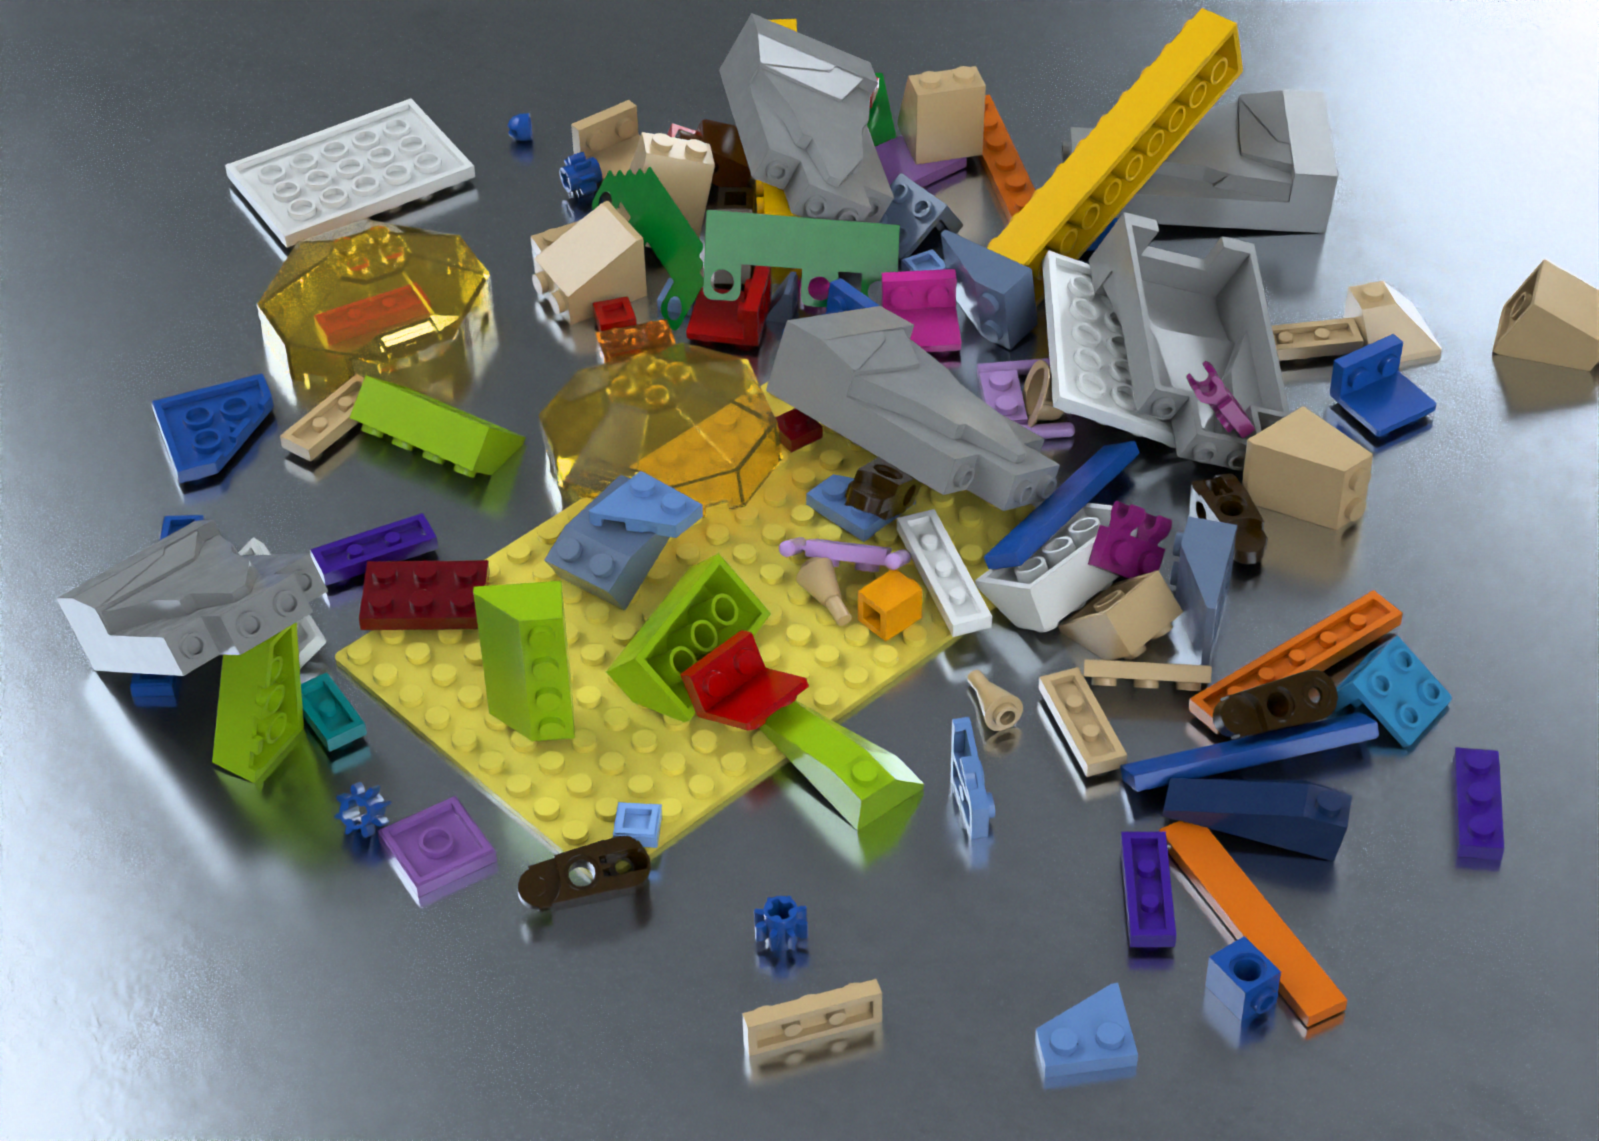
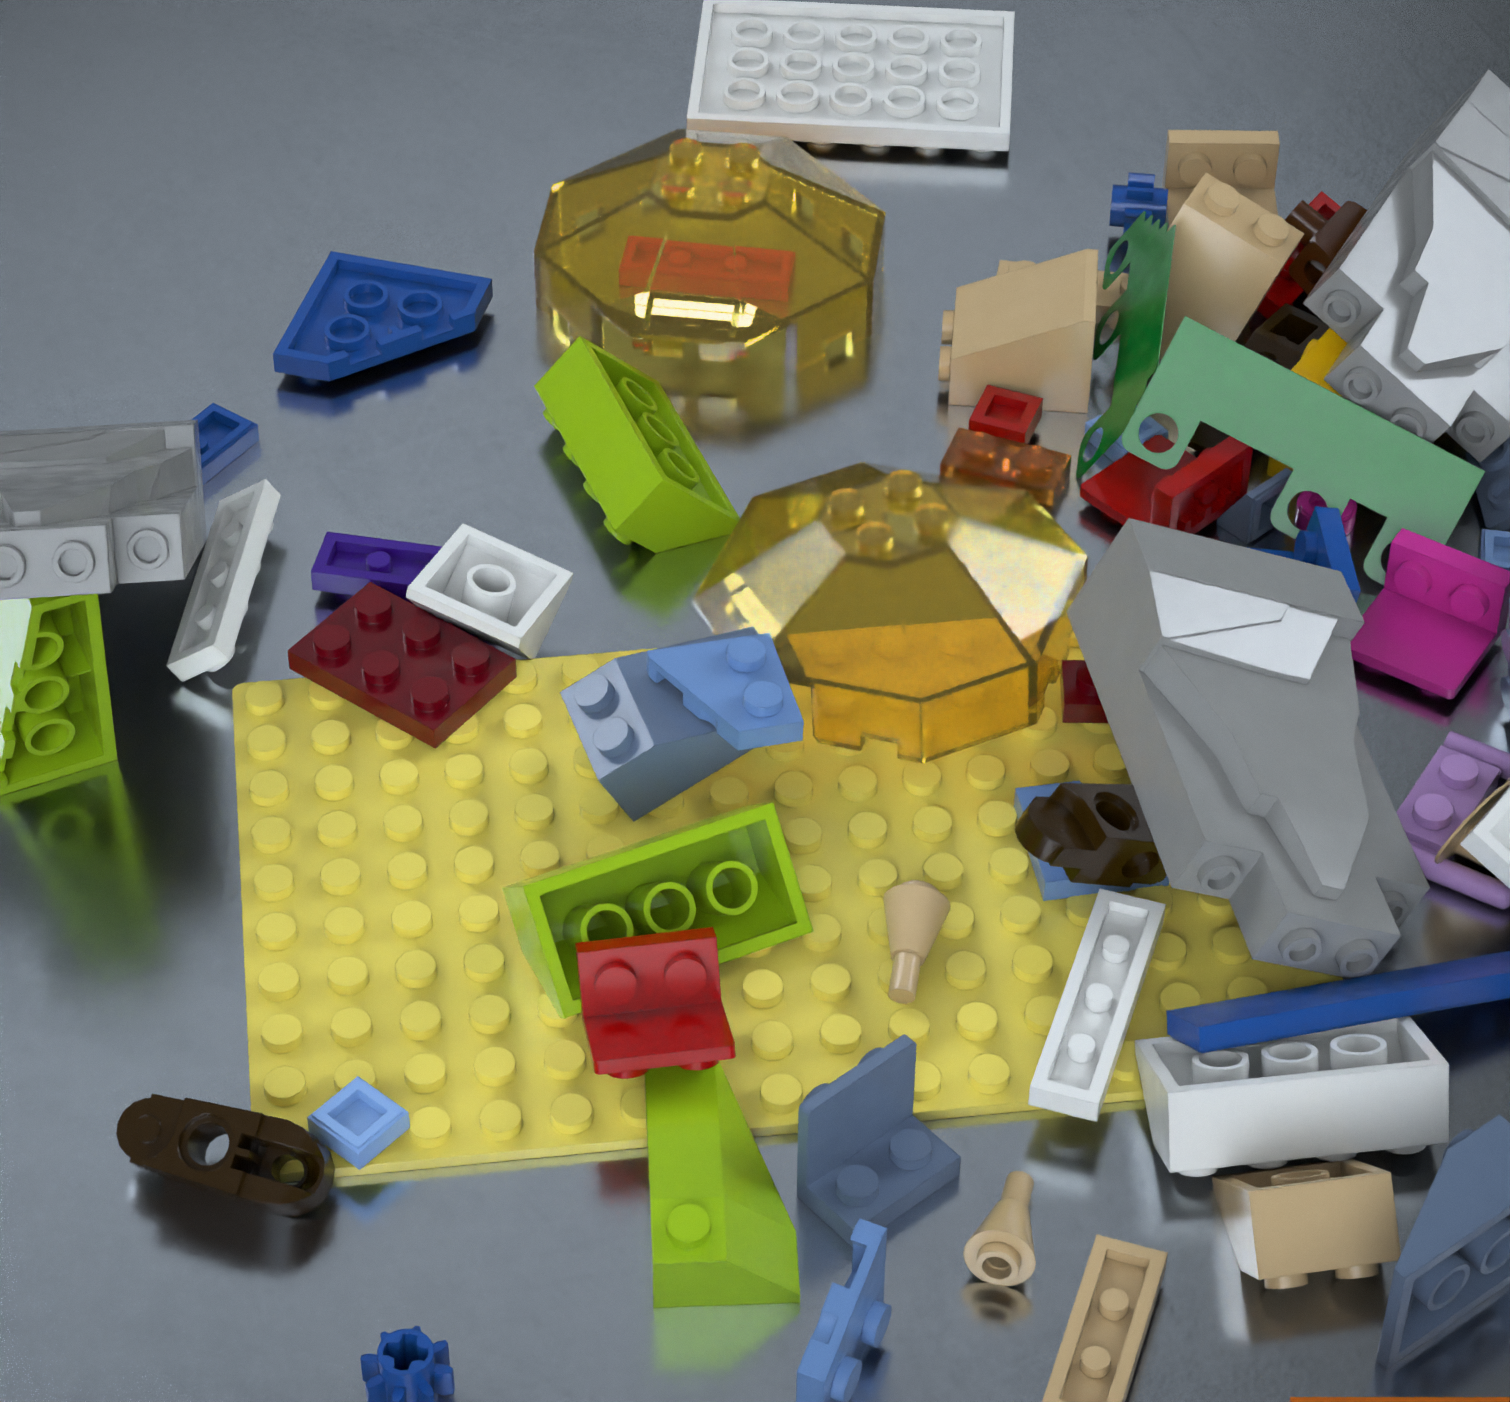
camera: 35 degrees right, 0 degrees up
(324, 422) = (498, 381): tan plate -> none
(330, 712) = (150, 753): teal plate -> none
(350, 813) = (56, 902): blue gear -> none
(437, 846) = (110, 1004): medium lavender tile -> none
(443, 531) = (492, 590): none -> white slope
(520, 127) = (1127, 112): blue hinge -> none
(526, 658) = (383, 811): lime slope -> none
(865, 556) = (1011, 924): lavender plate -> none
(890, 604) = (976, 1007): light orange brick -> none
(901, 702) = (865, 1147): none -> sand blue bracket
(1125, 554) = (1384, 1128): magenta plate -> none
(1147, 673) = (1267, 1321): tan plate -> none

